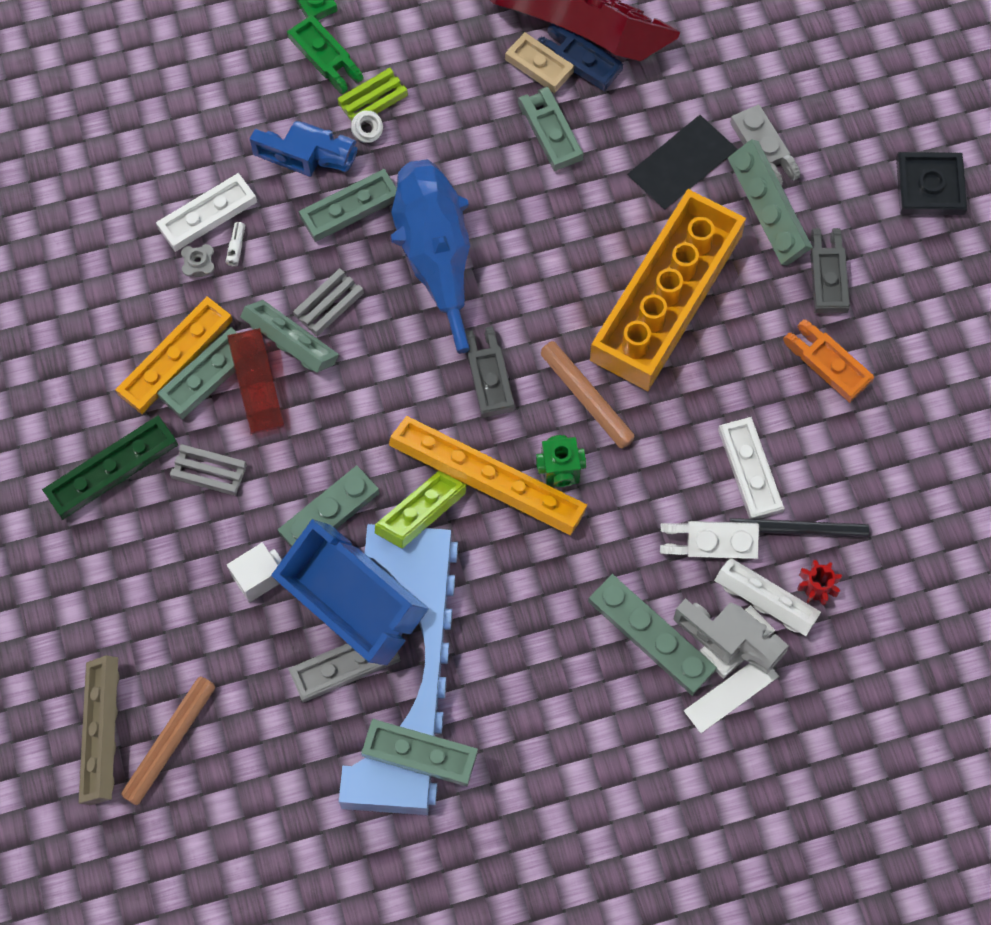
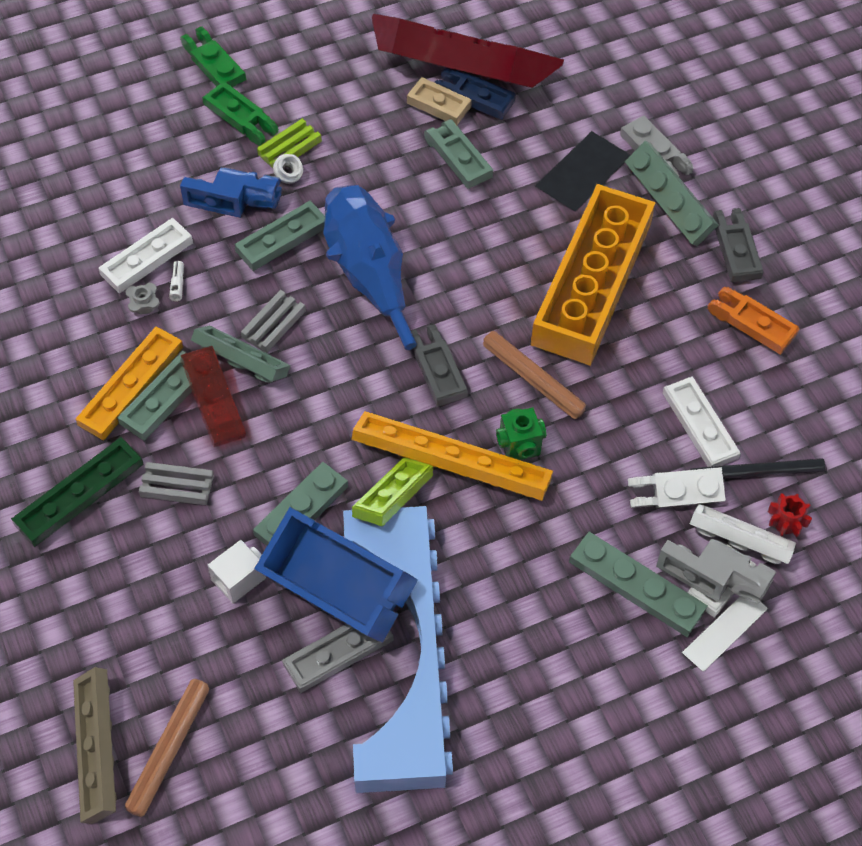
camera: 10 degrees left, 10 degrees down
(419, 752) = (431, 719): sand green plate -> none
(931, 183) = (812, 164): black plate -> none

